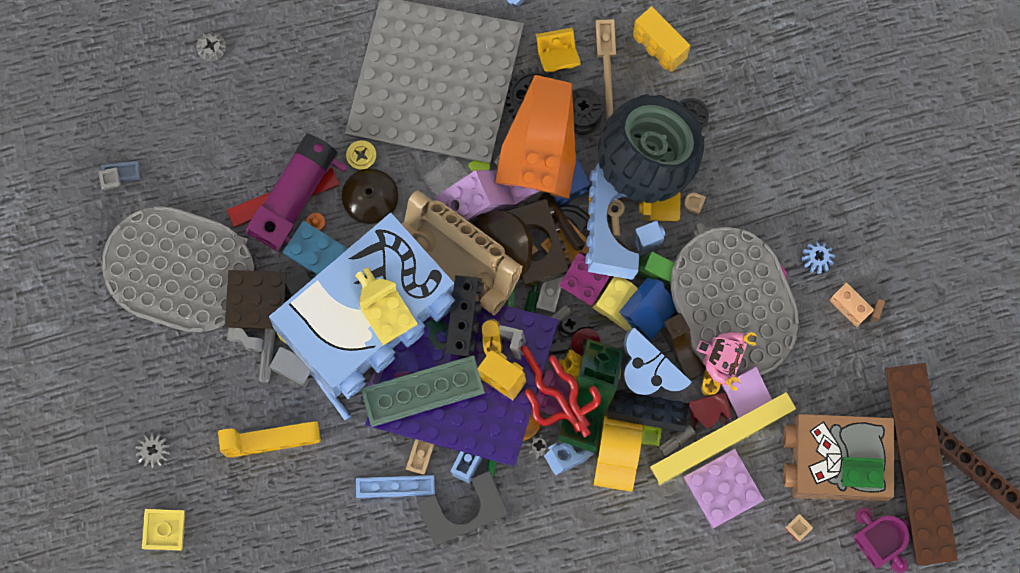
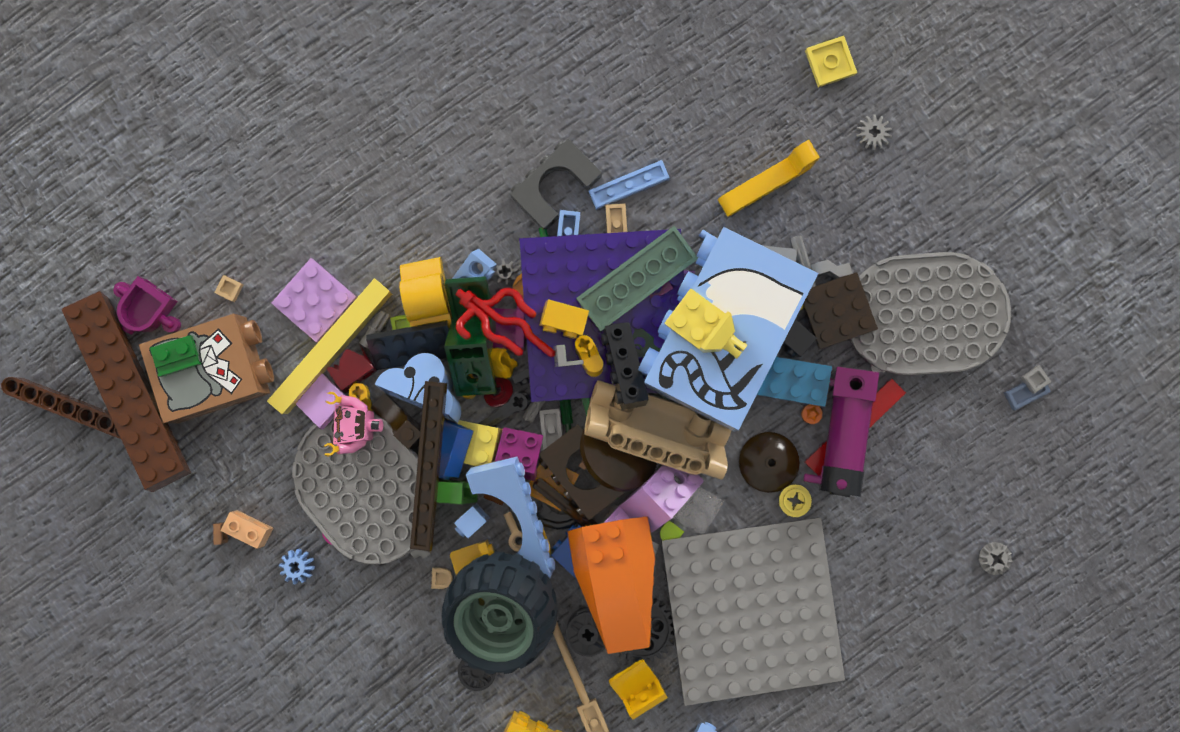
camera: 160 degrees right, 10 degrees up
(667, 292) = (428, 466): none -> dark brown tile

